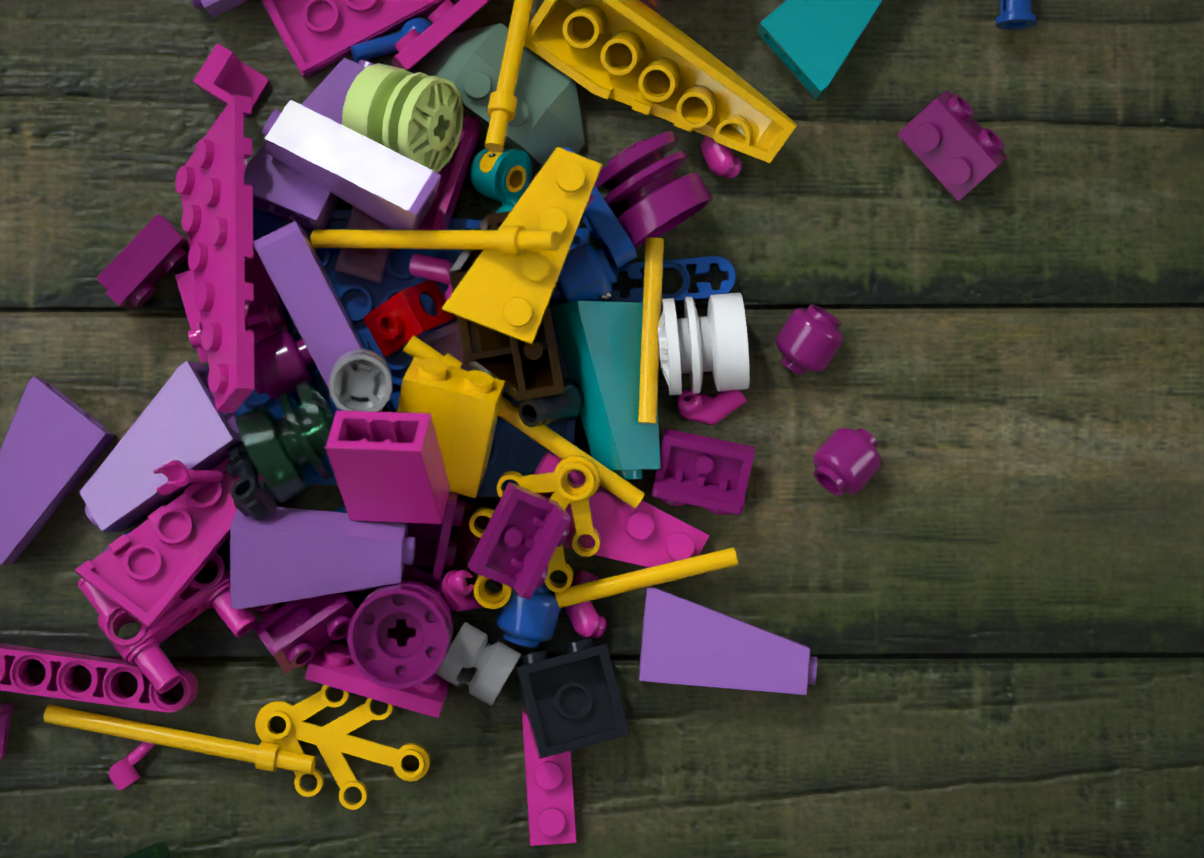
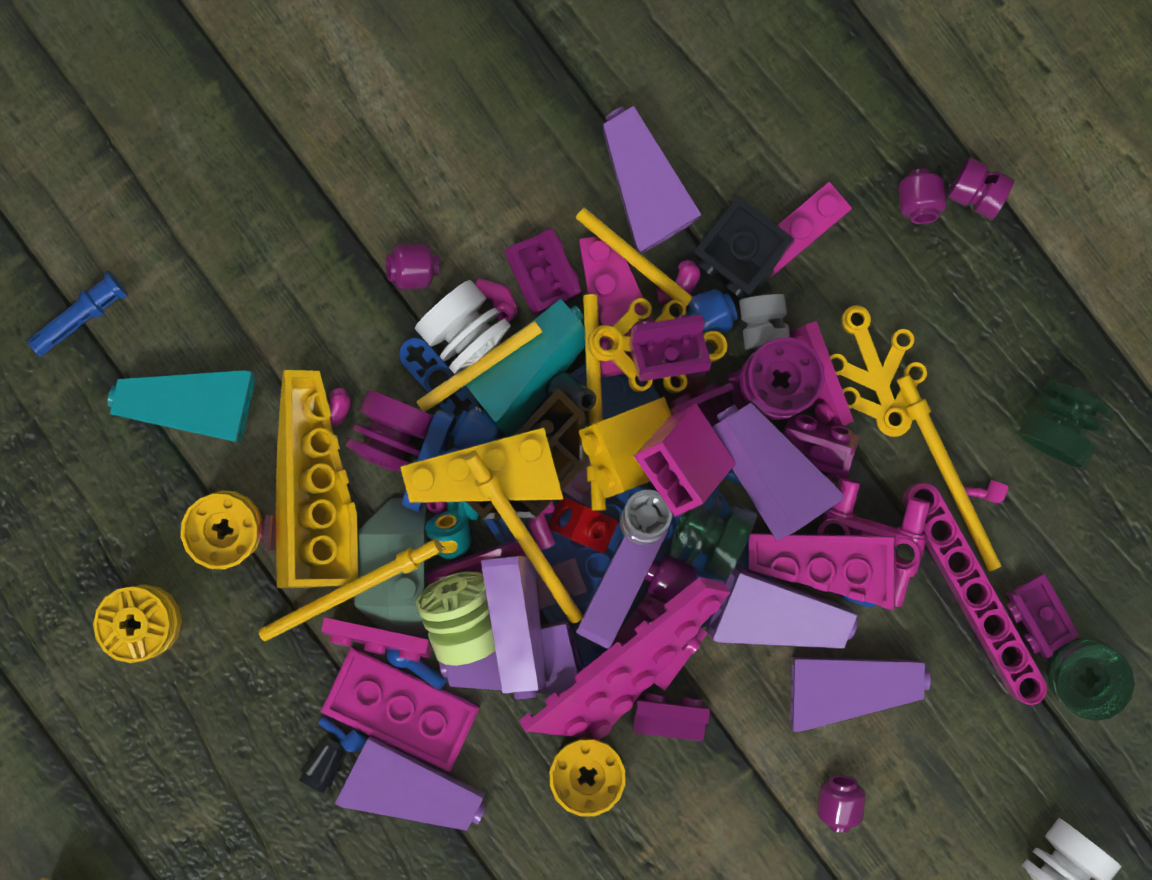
camera: 120 degrees left, 0 degrees up
(128, 110) = (582, 797): none -> yellow wheel
(180, 475) = (787, 588): dark pink hand -> none
(227, 76) = (515, 749): dark pink panel -> none
(249, 493) = (766, 535): black bar -> none
(457, 592) = (730, 366): dark pink arm -> none
(846, 461) = (470, 187): magenta head -> none
(953, 144) = (222, 266): magenta bracket -> none

